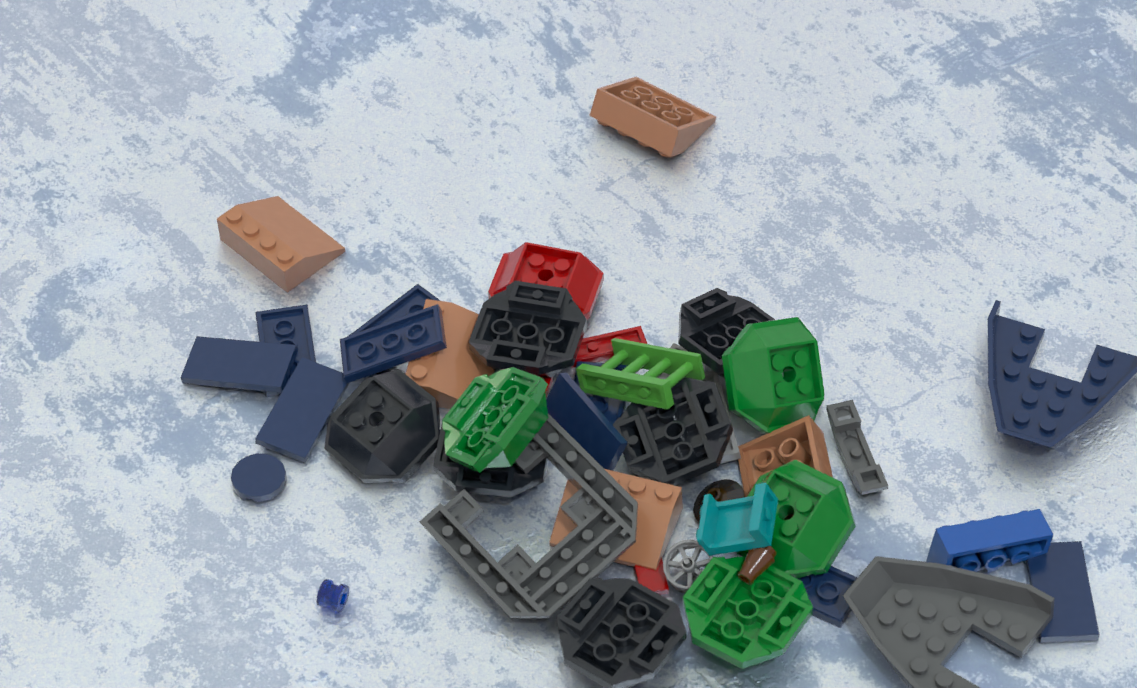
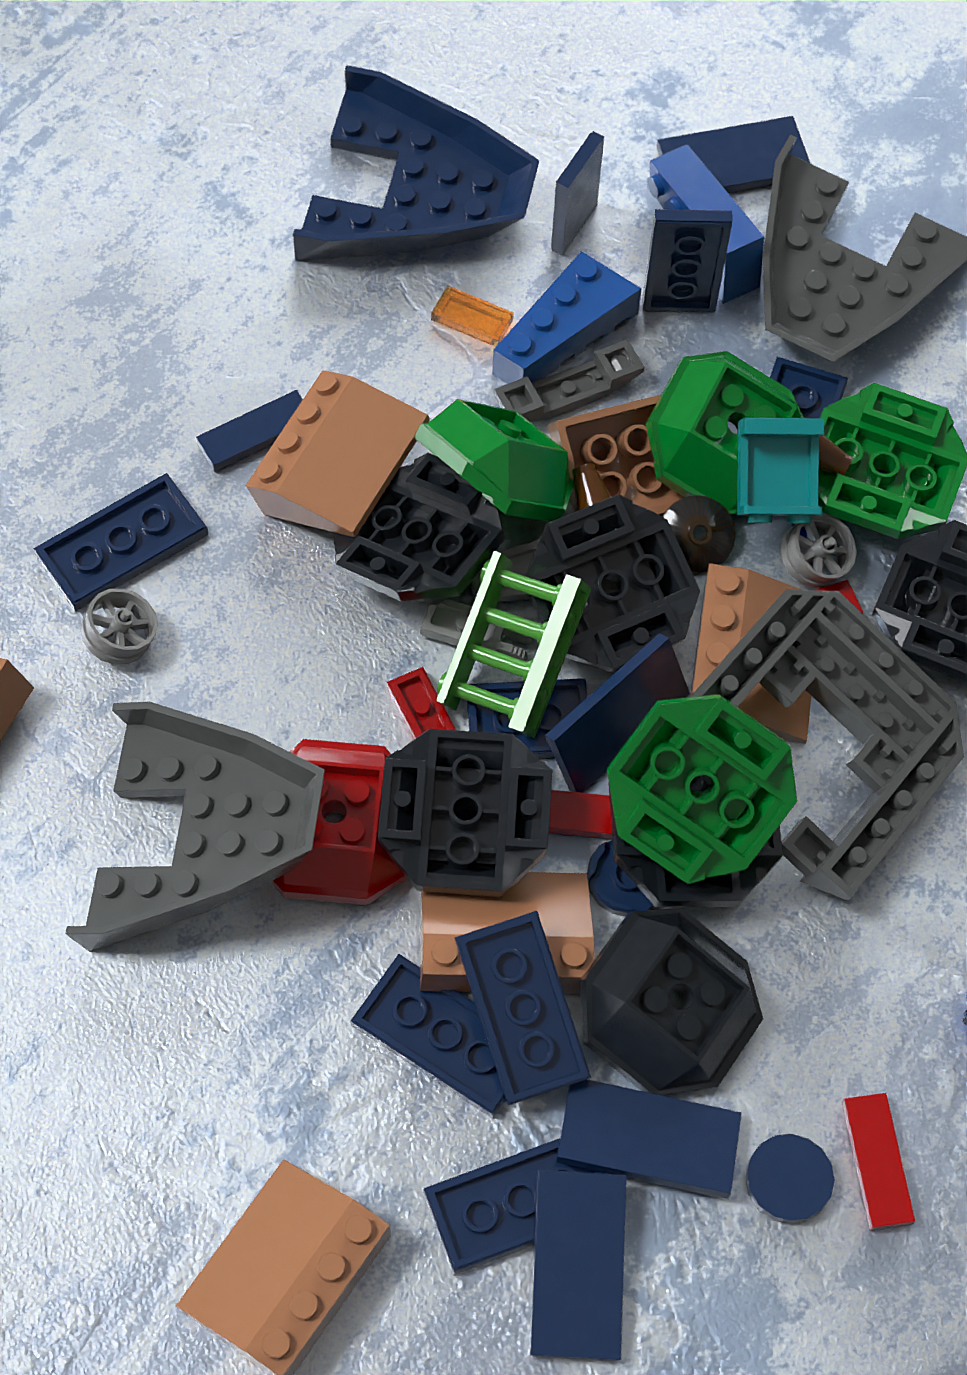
camera: 105 degrees left, 15 degrees up
(255, 523) = (878, 1161): none -> red tile
(548, 226) = (240, 825): none -> dark grey piece
(703, 196) = (110, 644): none -> light grey wheel
(754, 438) = (588, 486): none -> reddish brown cone
(773, 210) = (121, 541): none -> dark blue tile
(824, 306) = (335, 455): none -> nougat slope
(848, 282) = (248, 432): none -> dark blue tile
(911, 453) = (567, 317): none -> blue wedge
(928, 409) = (472, 316): none -> clear orange tile
(930, 501) = (686, 260): none -> dark blue tile
(1010, 458) = (577, 192): none -> dark blue tile

